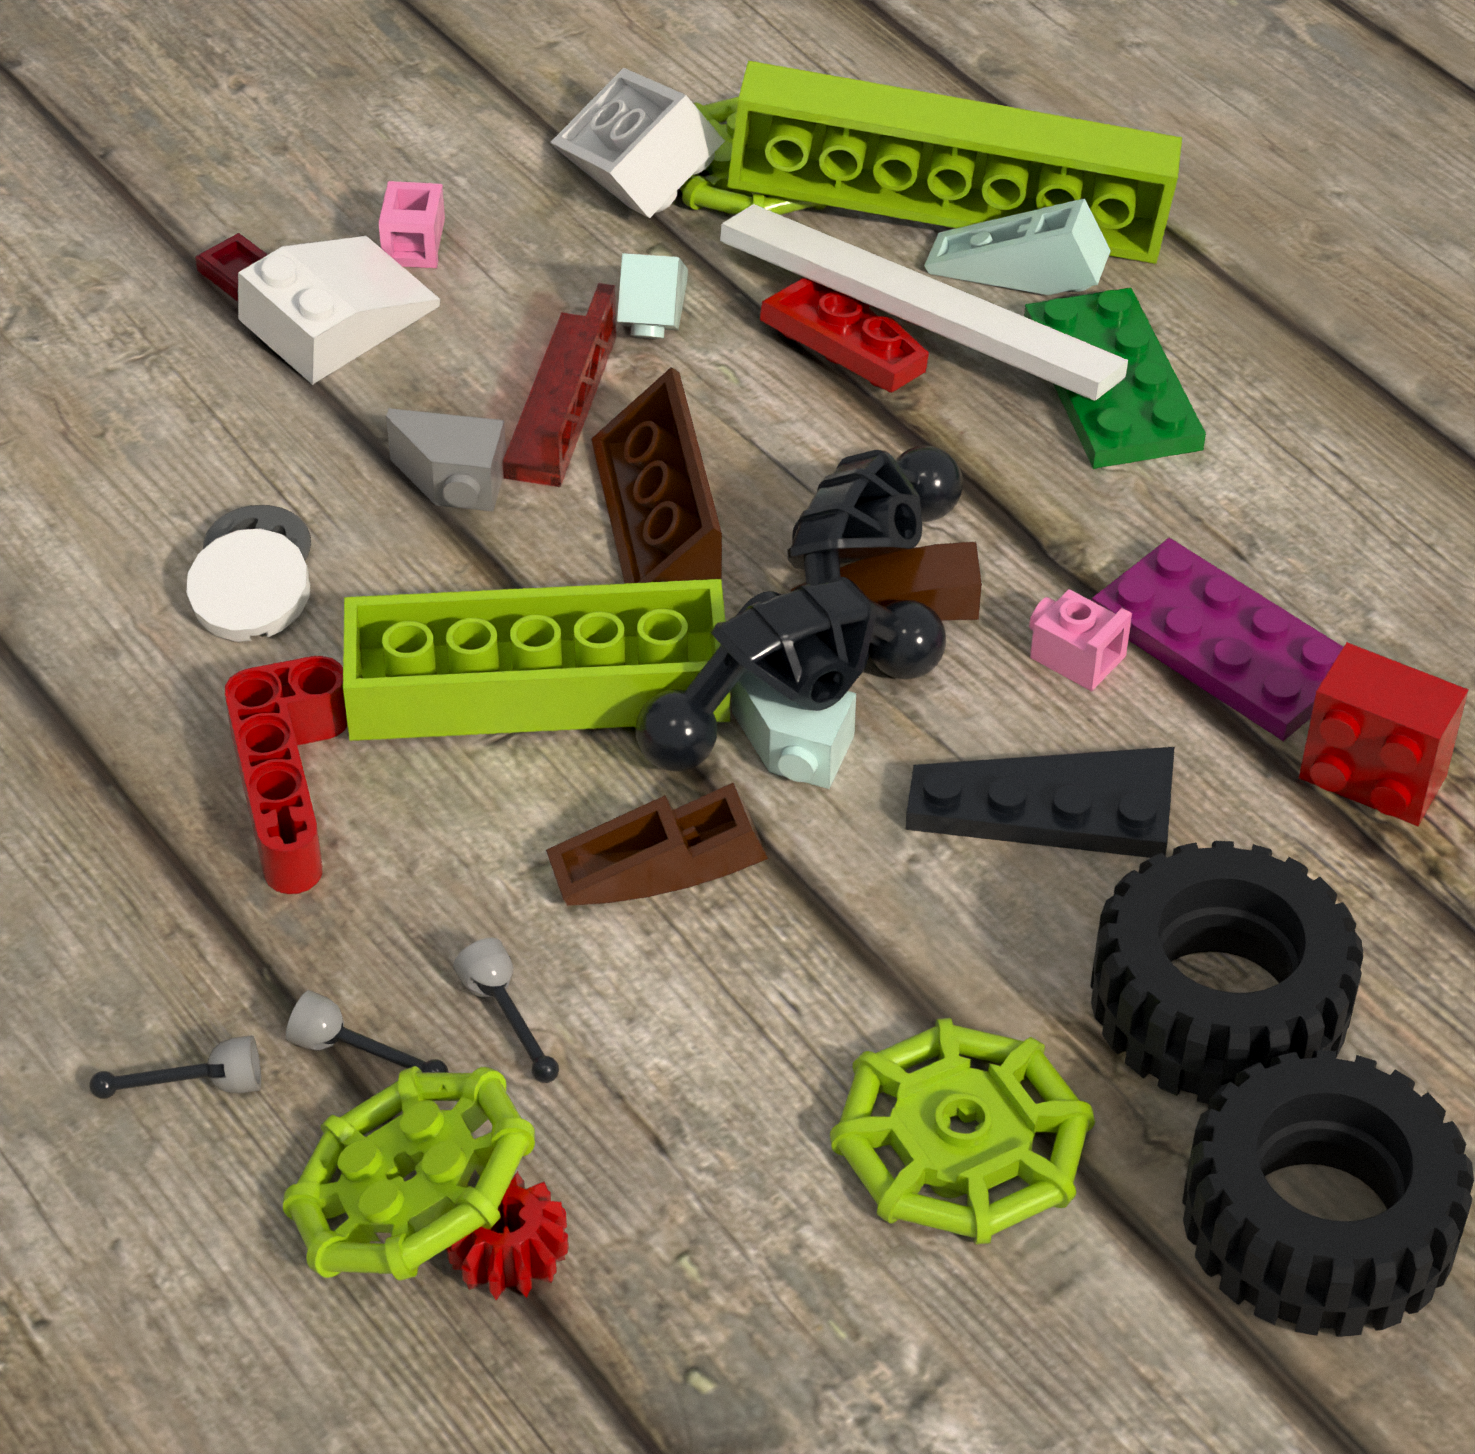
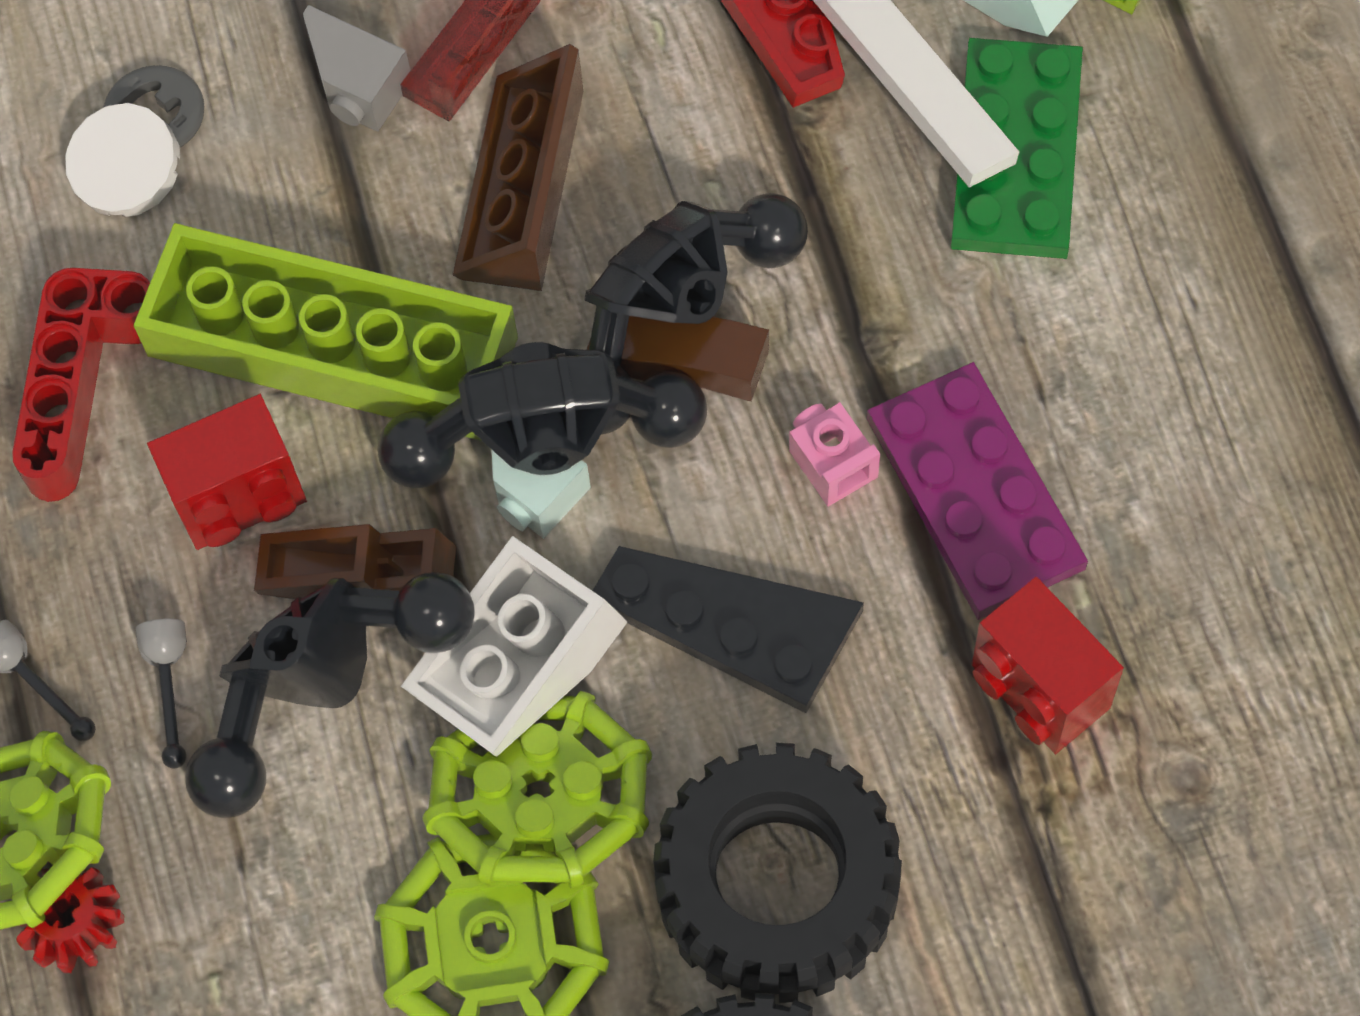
camera: 25 degrees right, 20 degrees up
(496, 792) = (228, 473): none -> red brick
(657, 937) = (314, 659): none -> black piece
(864, 854) = (526, 649): none -> white slope
(978, 971) = (553, 821): none -> lime plate

